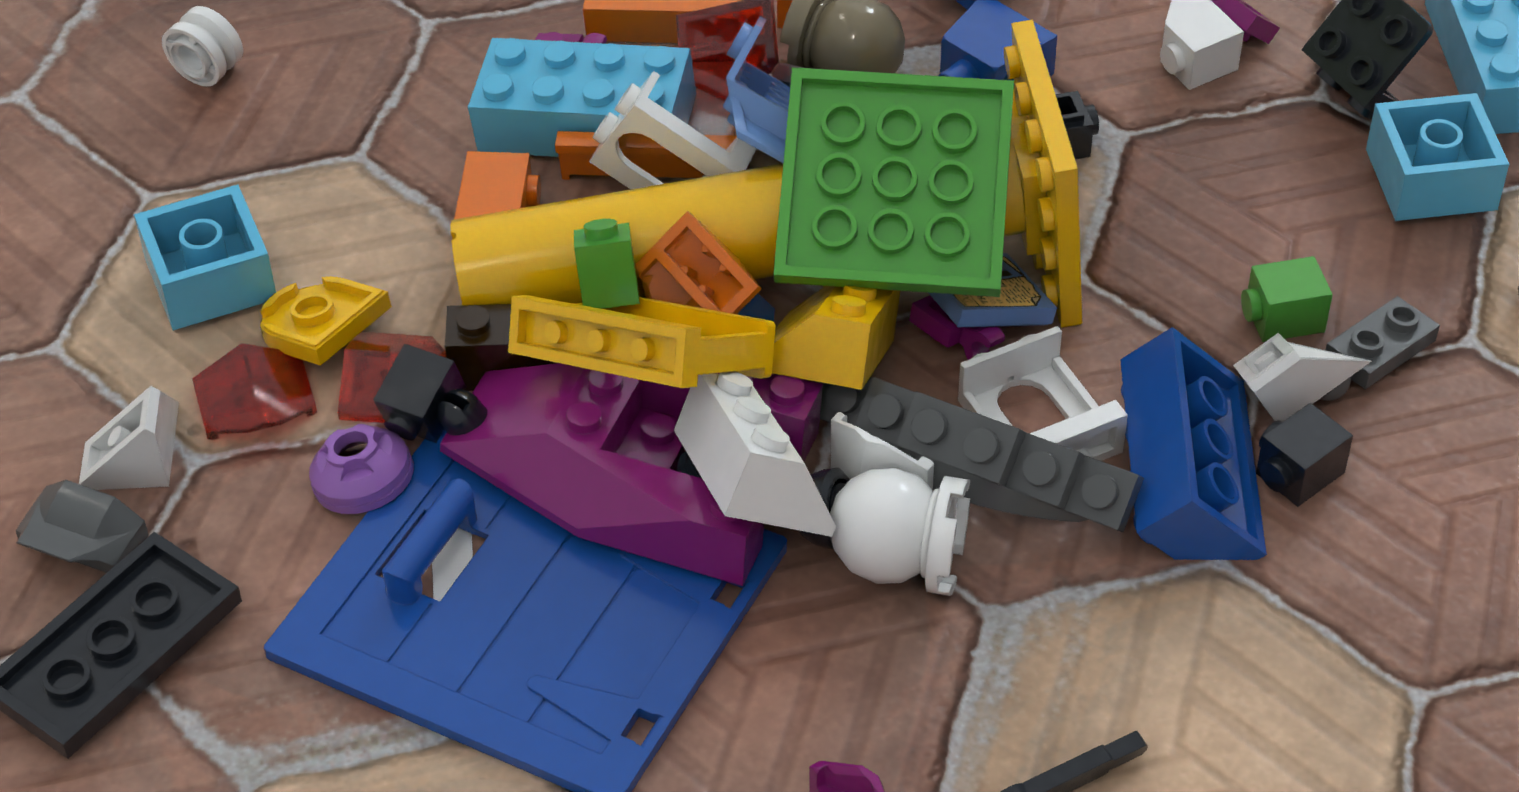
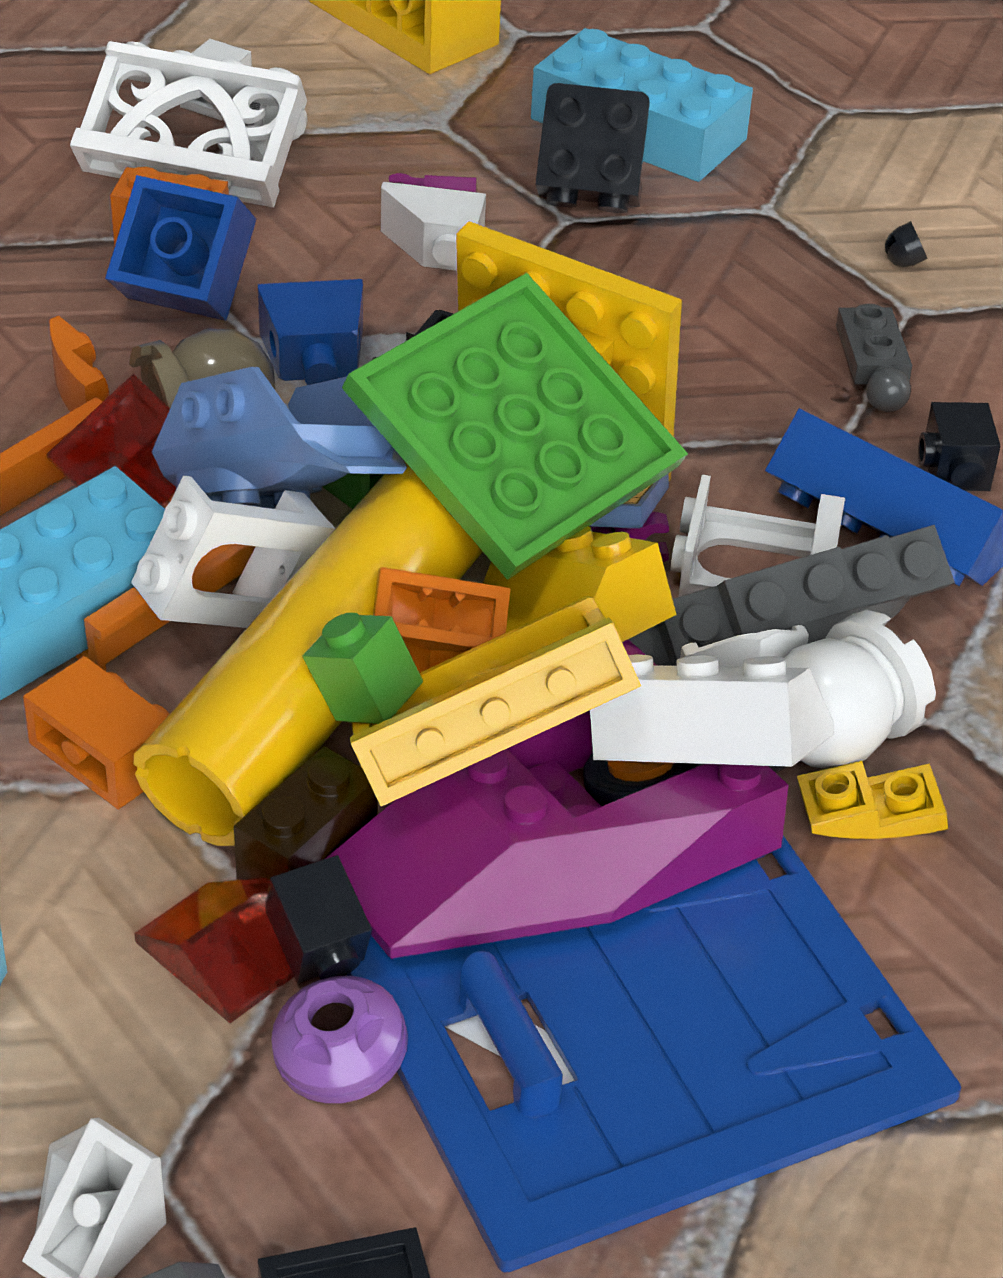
camera: 55 degrees left, 5 degrees down
(252, 391) = (124, 1068): clear red slope -> none
(320, 318) = (86, 950): yellow tile -> none
(460, 412) = (383, 910): black hinge -> none
(843, 614) = (888, 805): none -> yellow slope
(1287, 298) = (786, 355): bright green brick -> none
(1293, 375) = (869, 400): white slope -> none
(1436, 157) = (730, 198): medium azure brick -> none

